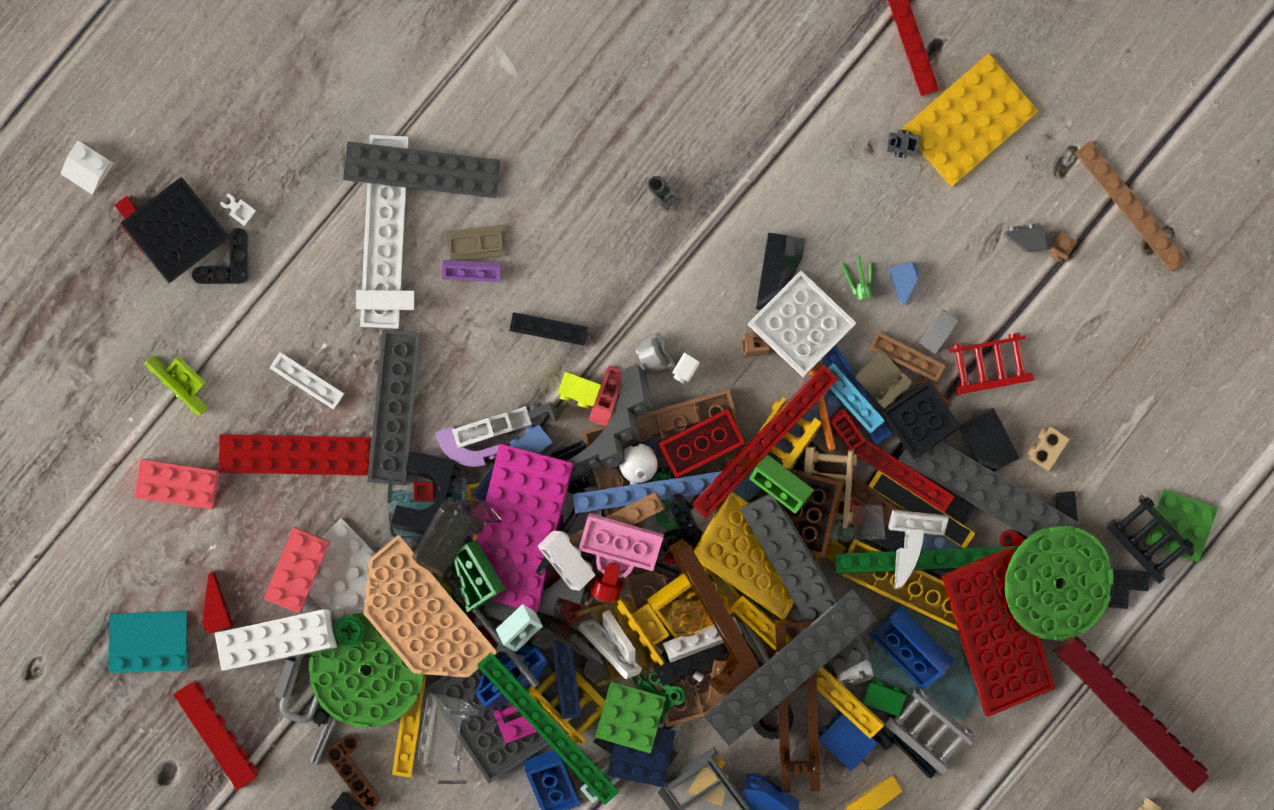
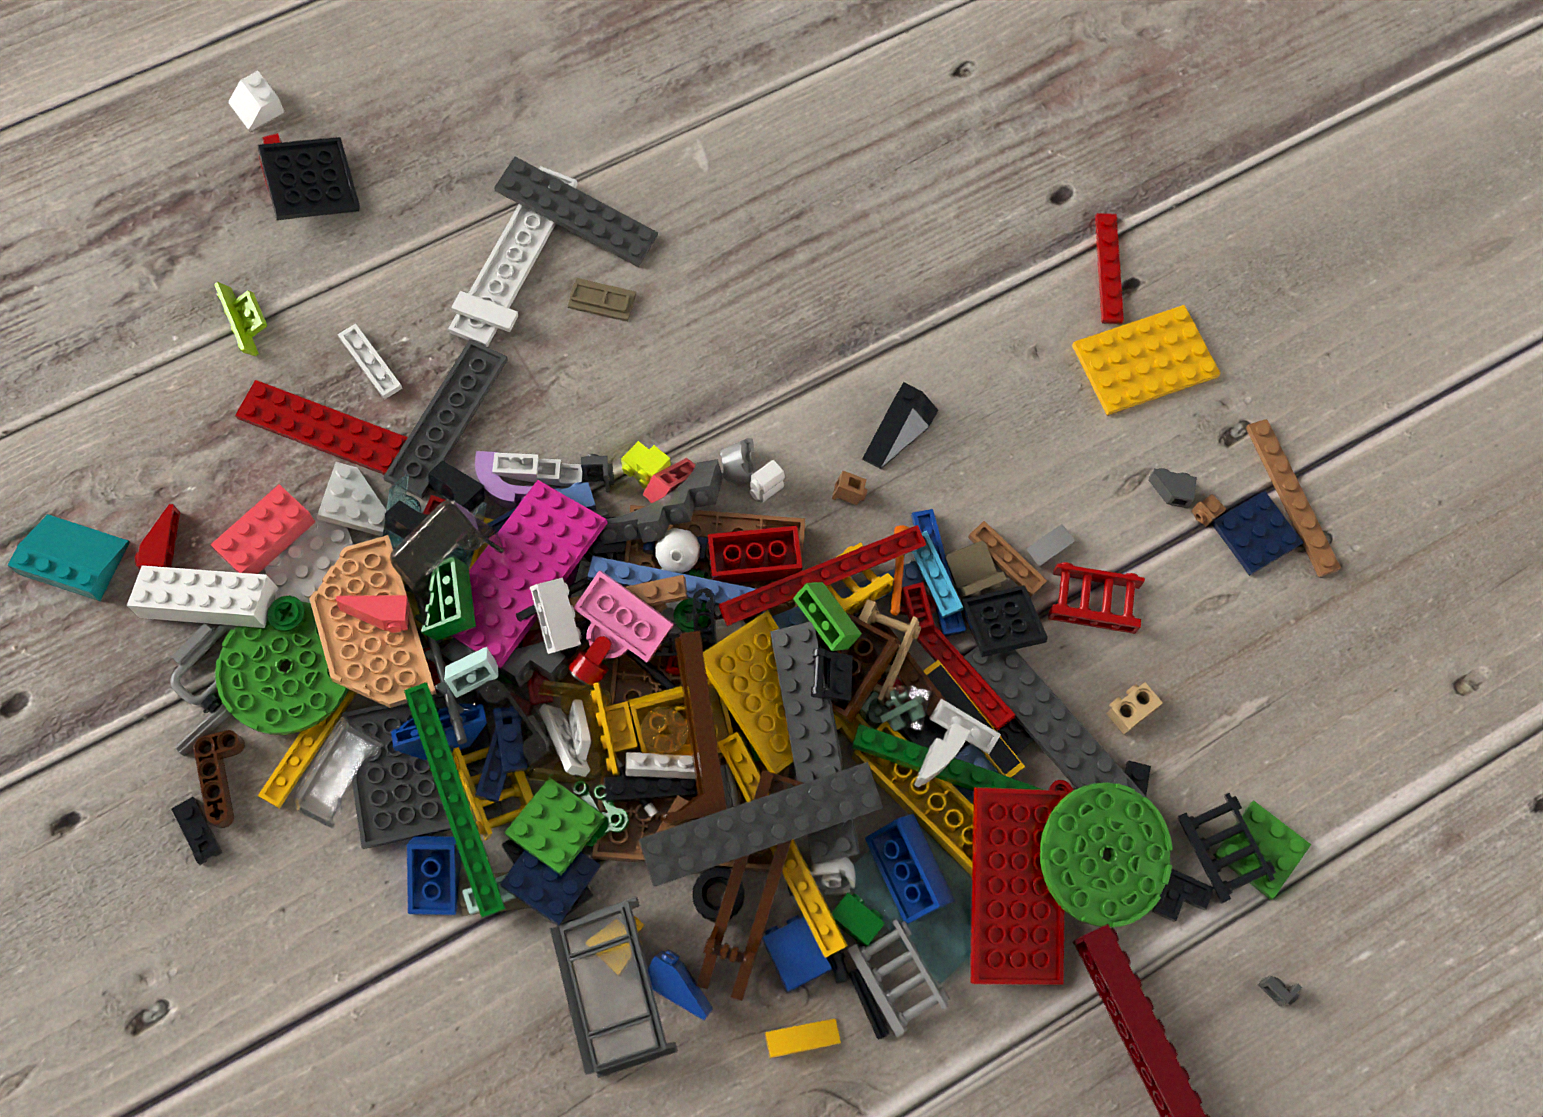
camera: 15 degrees right, 20 degrees down
(177, 484) = (186, 409): coral brick -> none
(216, 735) = (88, 679): red brick -> none
(234, 265) = (350, 236): black beam -> none
(240, 211) = (382, 188): white plate -> none
(352, 512) = (351, 502): none -> white plate
(429, 606) = (381, 611): none -> coral slope
(471, 271) = (584, 318): medium lavender plate -> none
(514, 728) = (418, 793): dark pink plate -> none
(548, 329) = (639, 400): black plate -> none
(570, 668) = (509, 740): none -> dark blue plate
(663, 193) = (809, 317): dark grey piece -> none
(802, 323) = (906, 482): white plate -> none
(807, 530) = (838, 675): none -> black plate
(862, 526) = (894, 716): none -> sand green hips
(863, 289) = (982, 477): bright green plant -> none
(899, 143) = (1071, 352): black brick -> none
(904, 279) = (1029, 481): medium blue slope -> none
(989, 440) = (1070, 674): black slope -> none
(1108, 252) = (1257, 533): none -> dark blue plate
(1217, 632) = (1276, 990): none -> dark grey bracket

